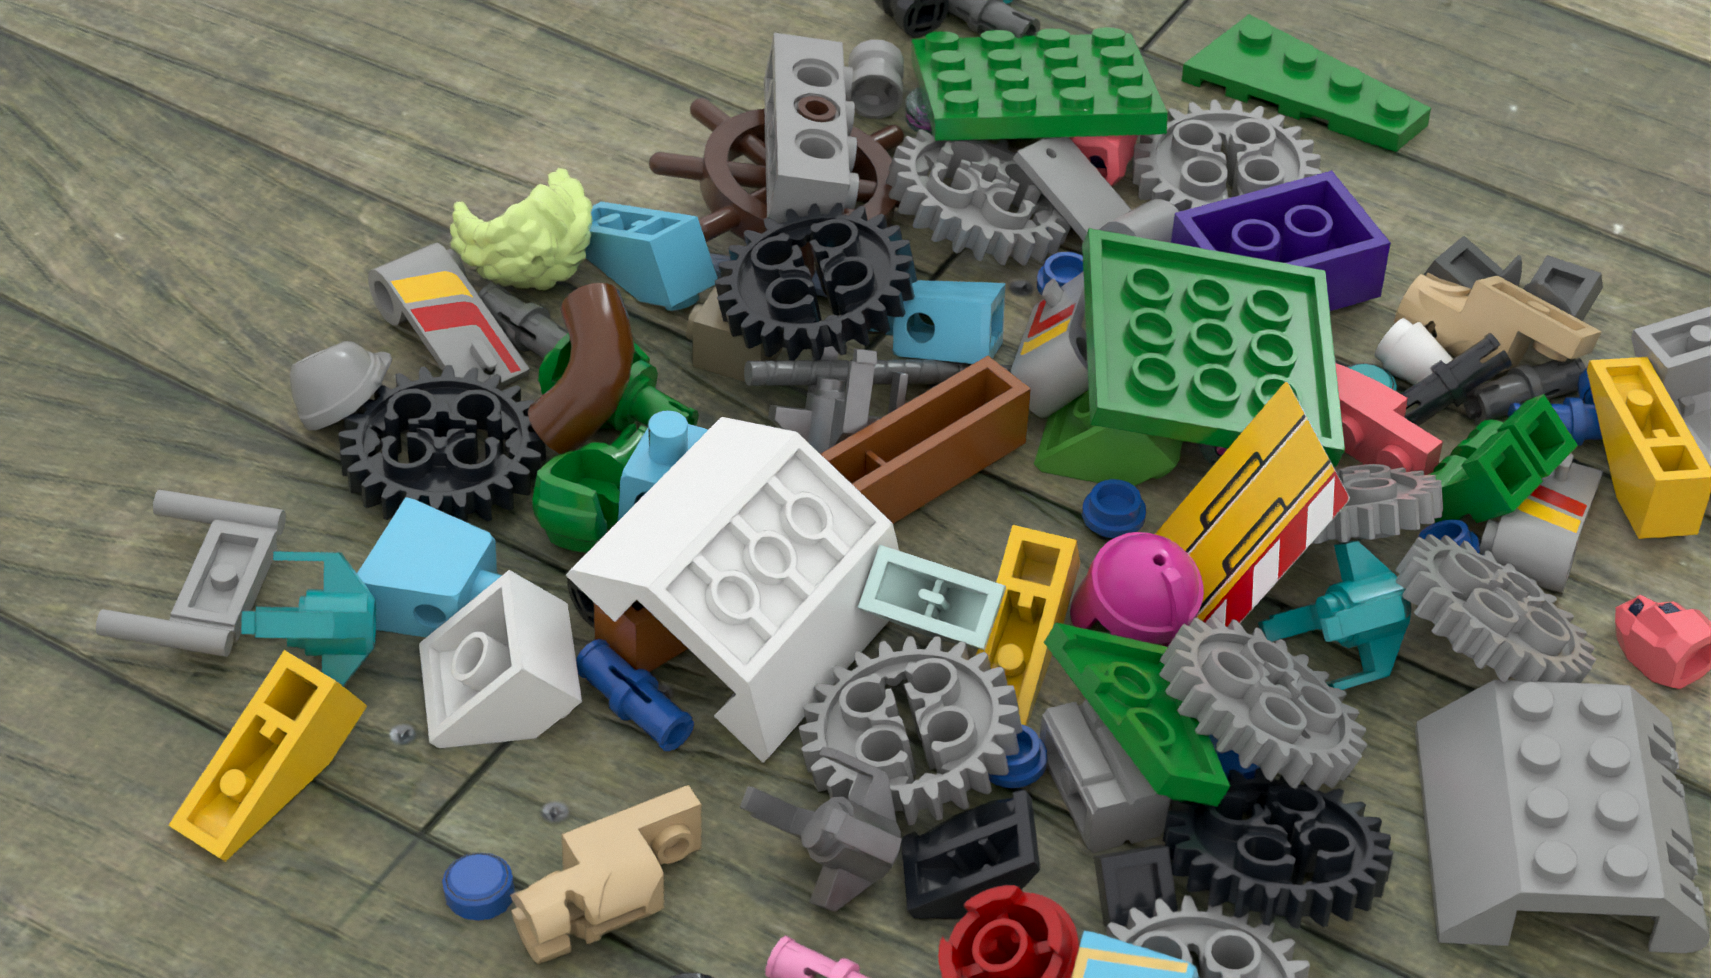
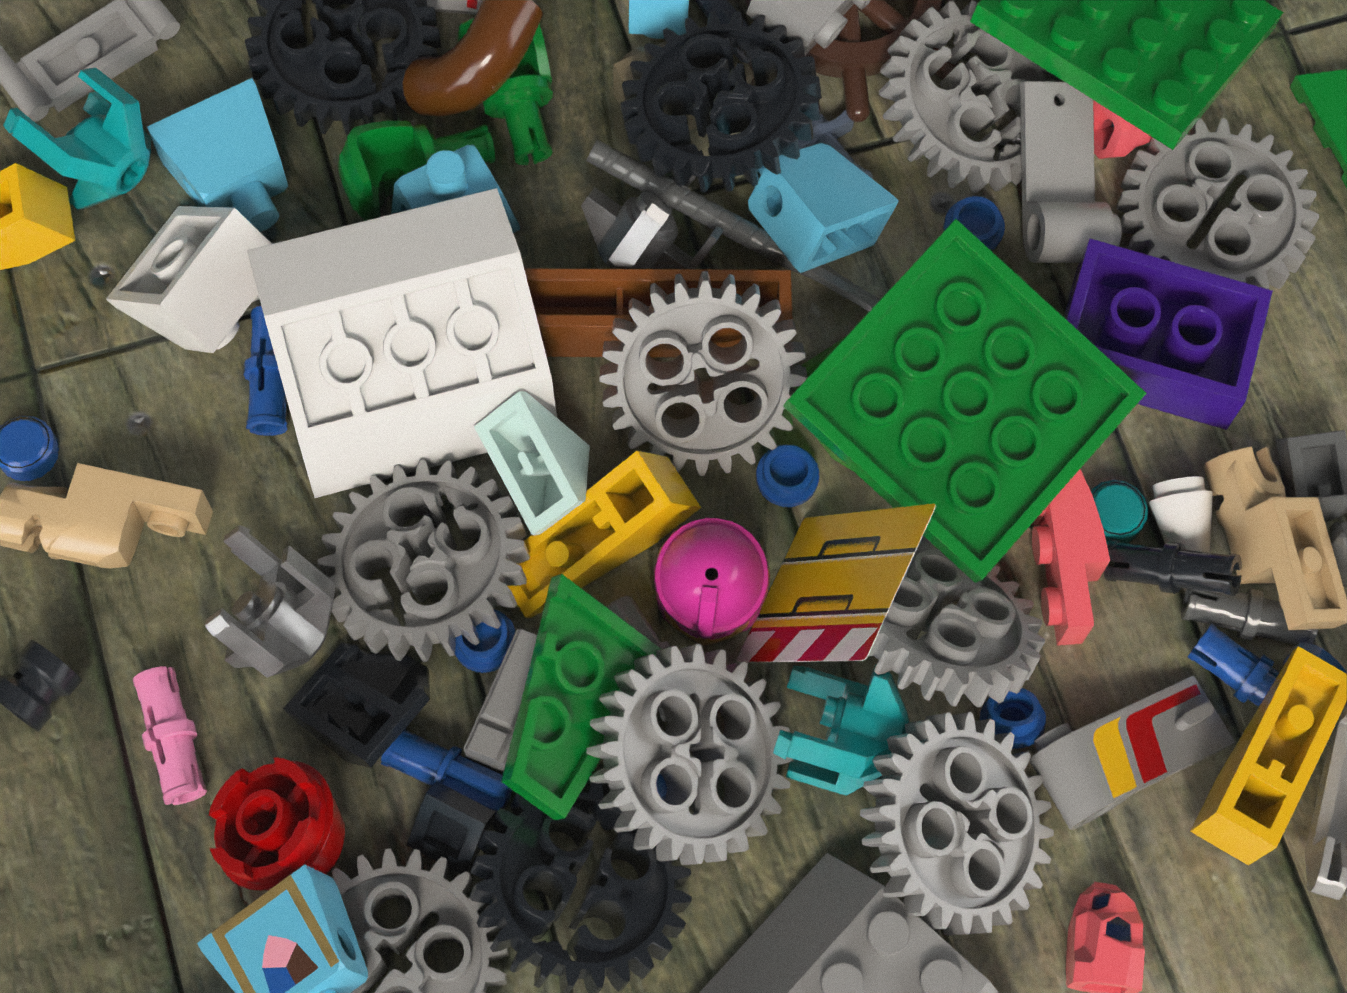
camera: 40 degrees right, 25 degrees up
(963, 417) = (688, 322): none -> light grey gear
(1054, 348) = (845, 301): light grey door -> none
(1074, 859) = (434, 763): none -> blue axle
(1503, 462) = (1139, 681): green legs -> none

